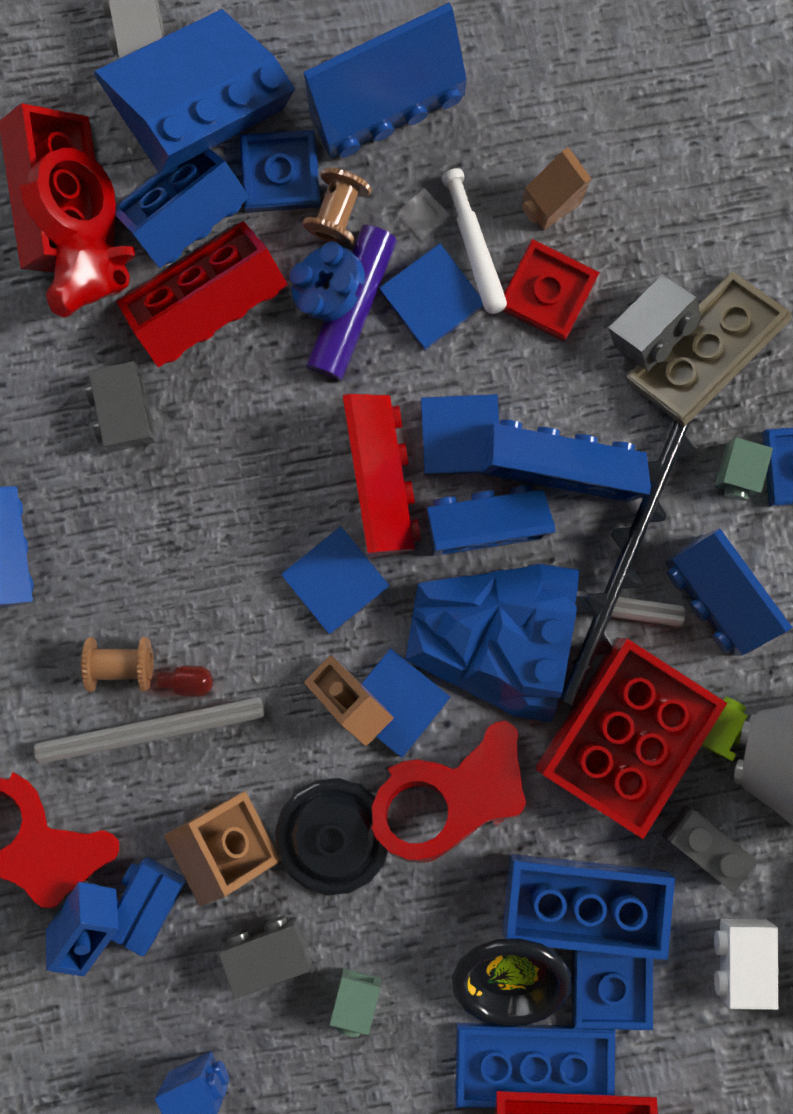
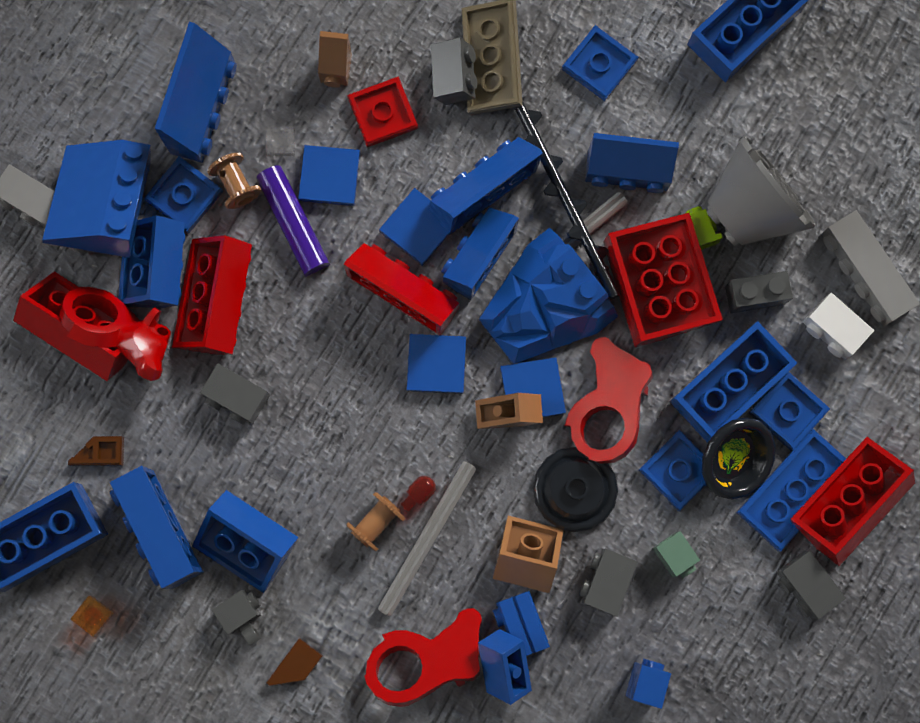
camera: 50 degrees left, 5 degrees down
(311, 275) = (257, 222): blue plate -> none
(445, 923) = (676, 470): none -> blue tile
(477, 251) = (335, 132): white piece -> none
(743, 469) = (572, 96): sand green brick -> none

